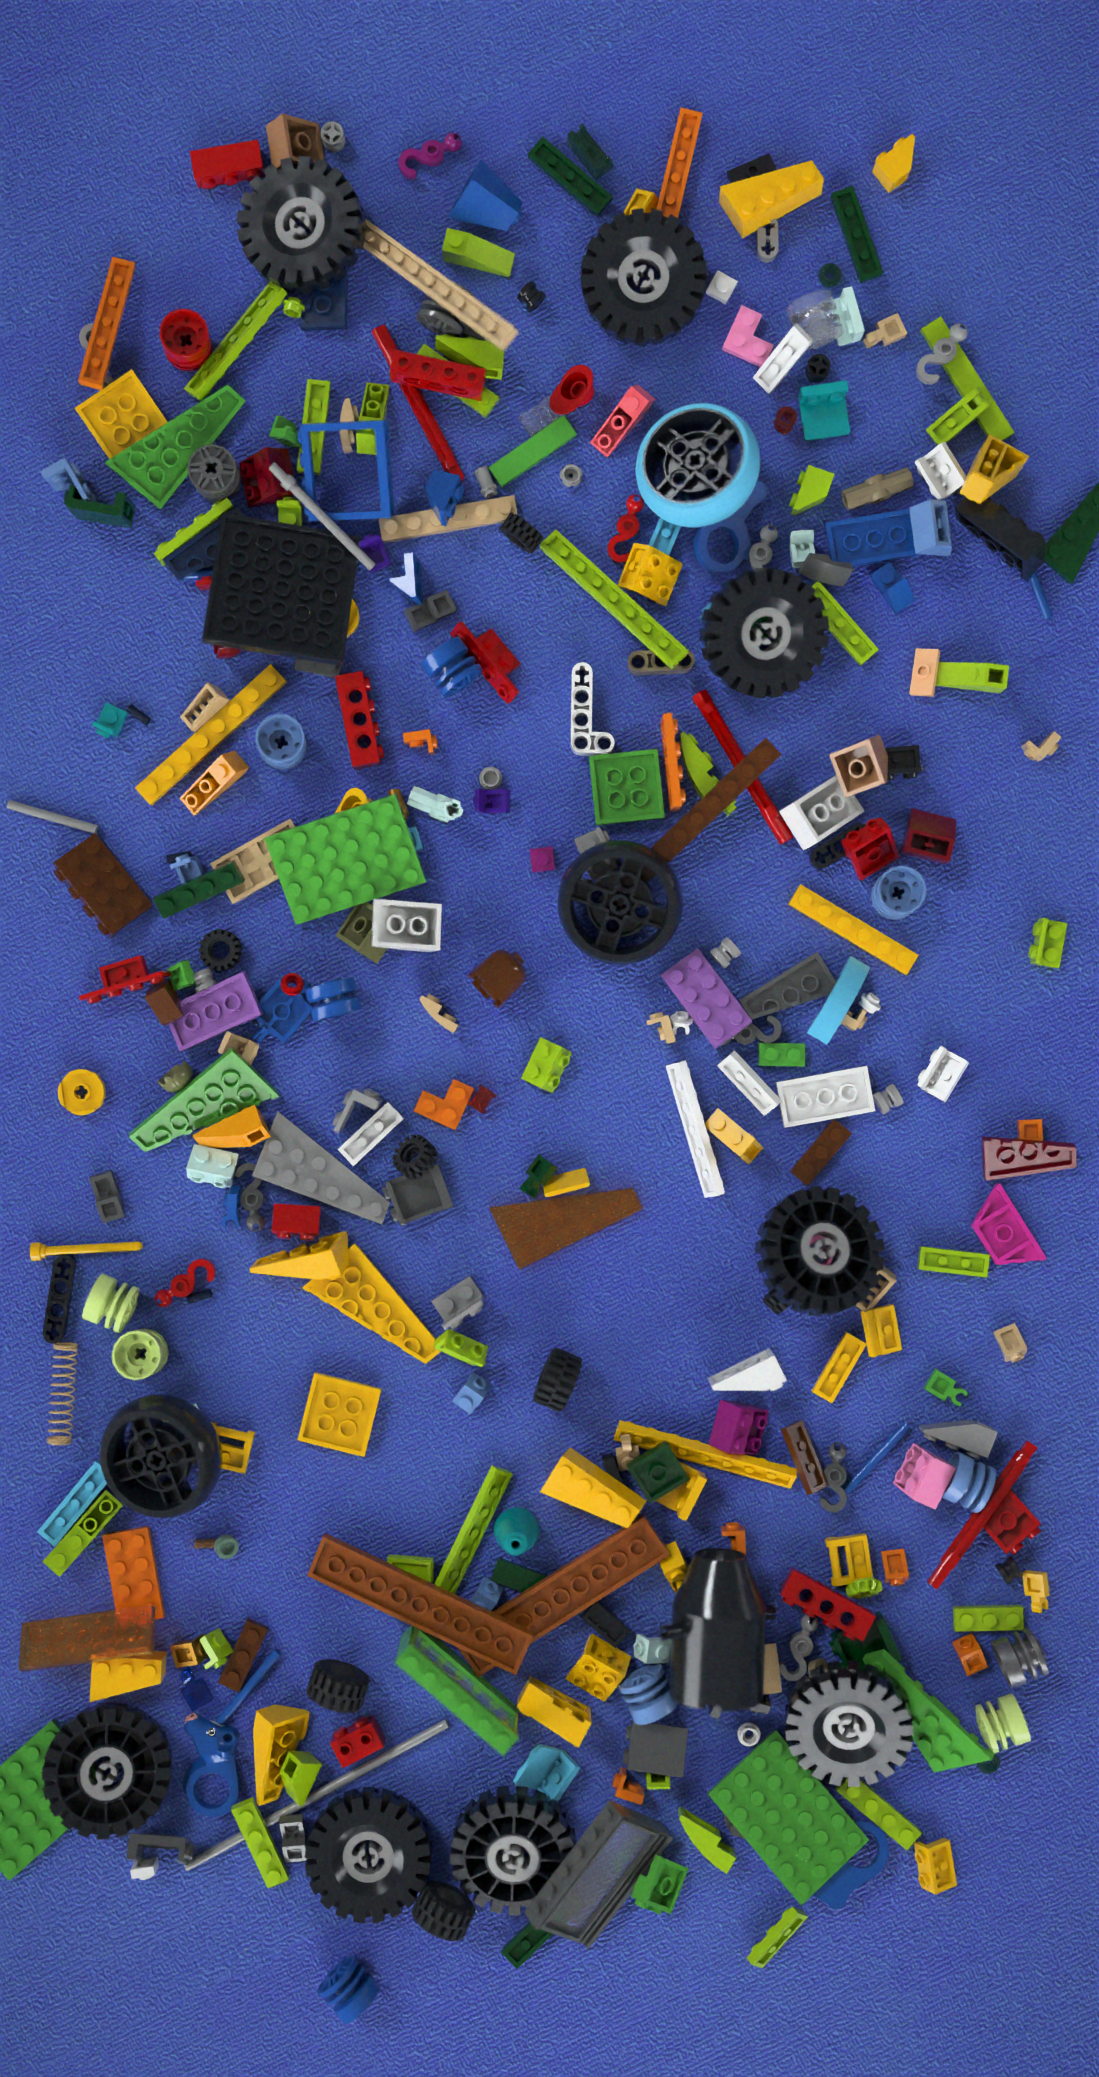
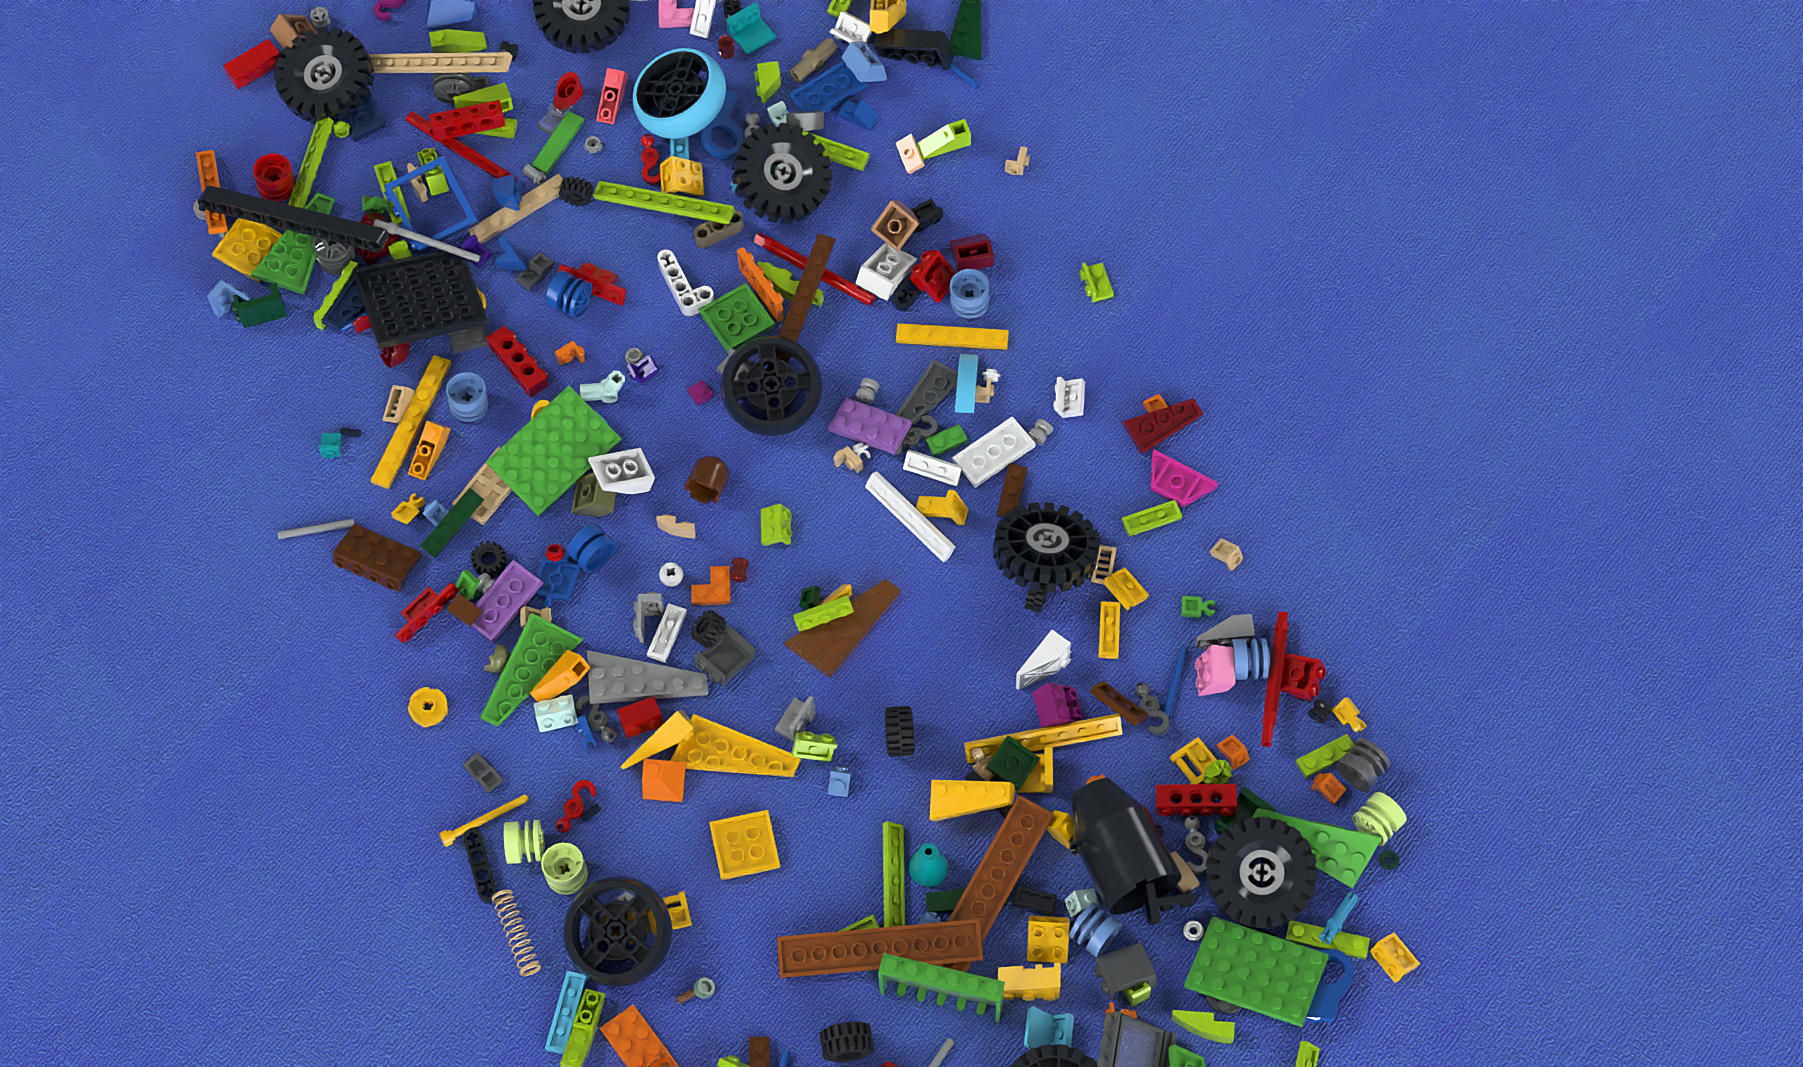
camera: 25 degrees left, 25 degrees down
(158, 847) = (408, 510): none -> yellow plate
(178, 416) = (293, 218): none -> black beam
(289, 1301) = (663, 780): none -> orange slope
(409, 1059) = (670, 568): none -> white piece
(544, 1203) = (823, 613): none -> lime plate
(901, 1801) = (1335, 923): none -> dark azure pin

